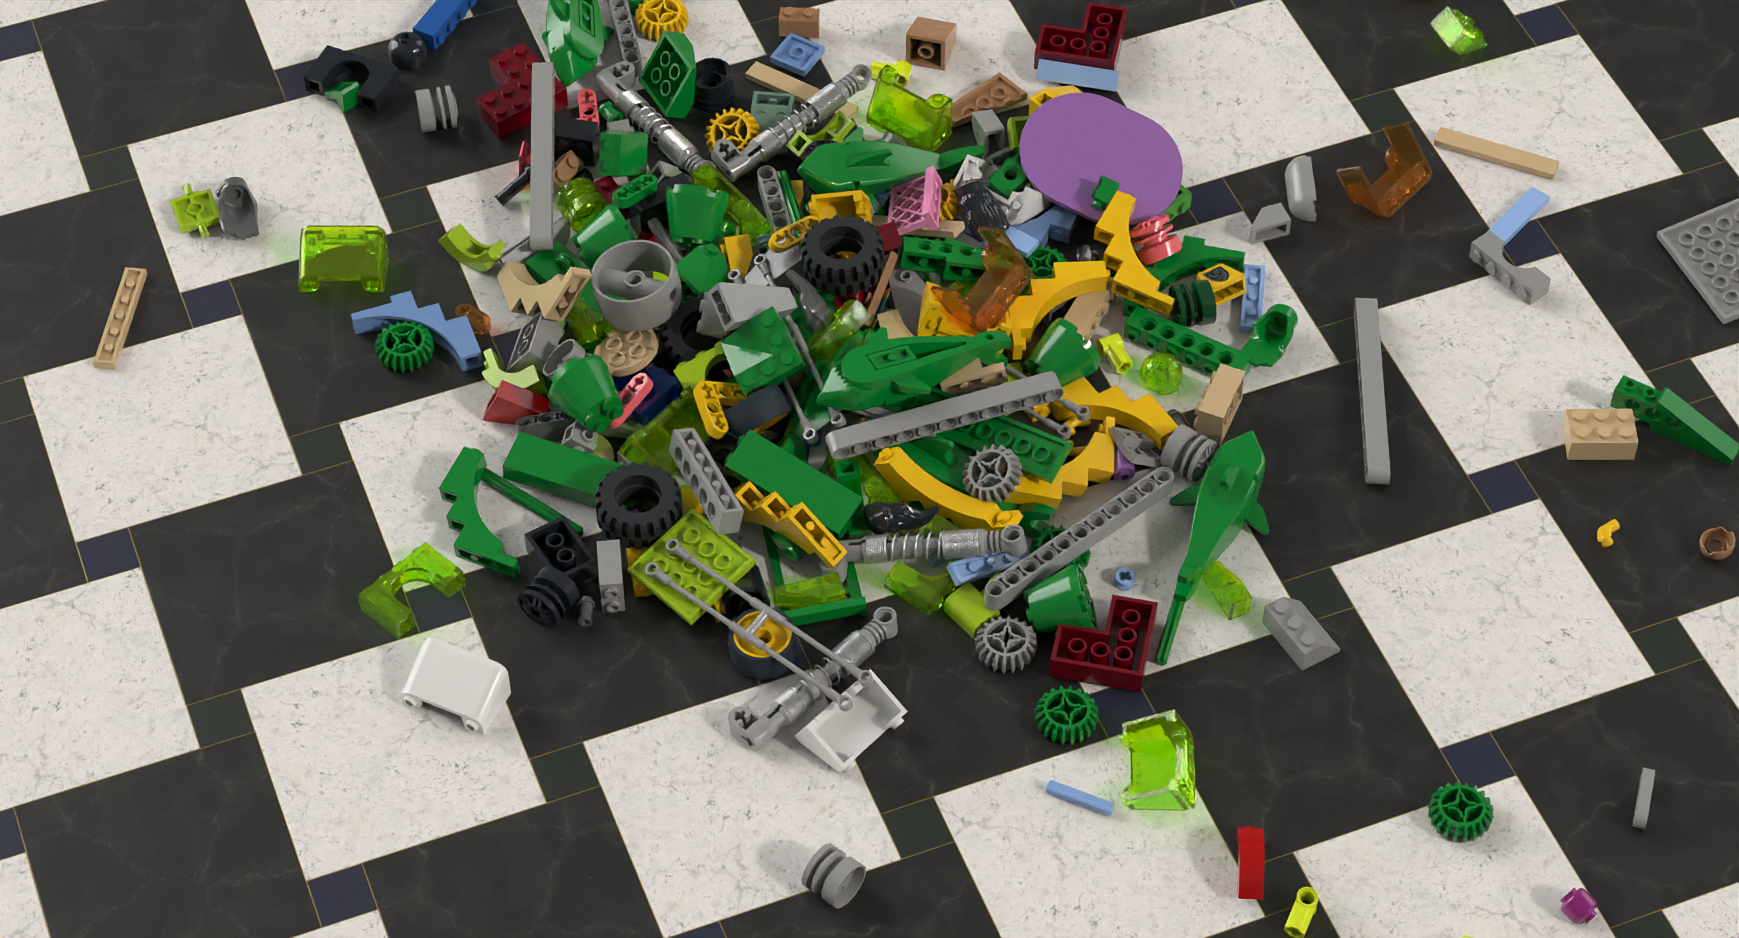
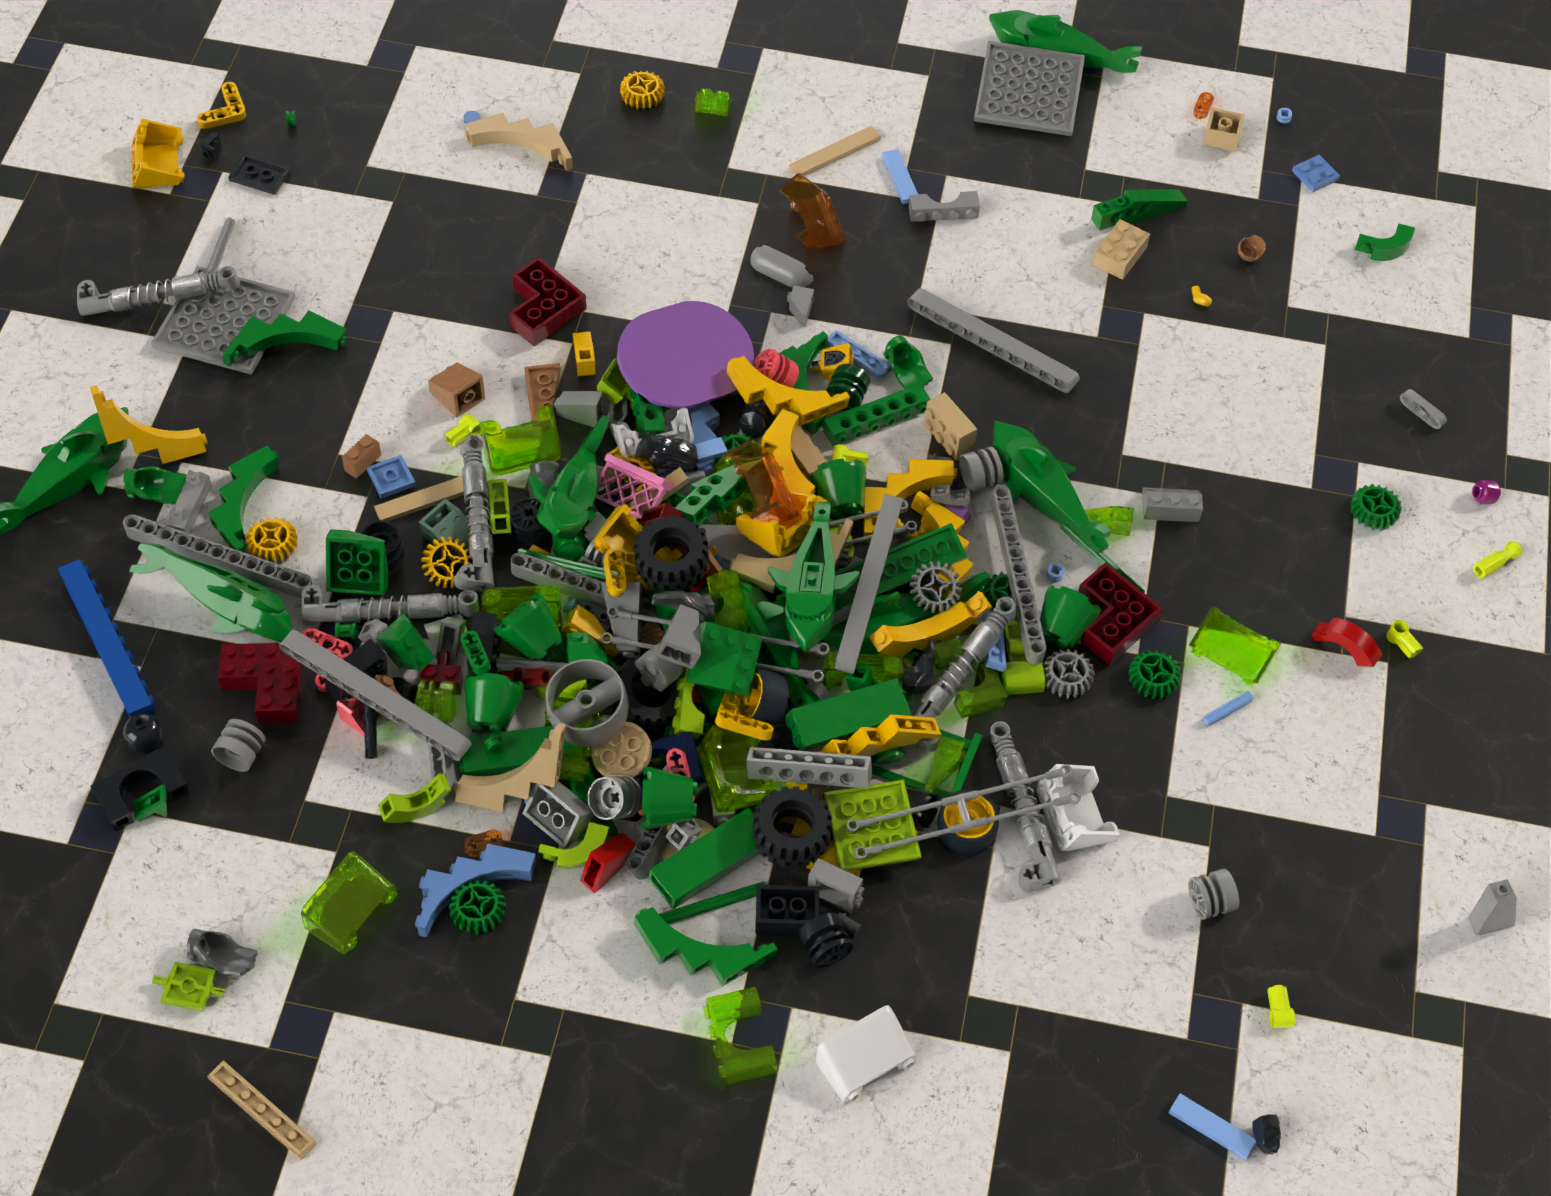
camera: 60 degrees left, 5 degrees up
(1077, 75) = (569, 324): light blue tile -> none
(1104, 193) = (720, 371): green brick -> none
(1161, 373) = (888, 444): clear neon green cylinder -> none

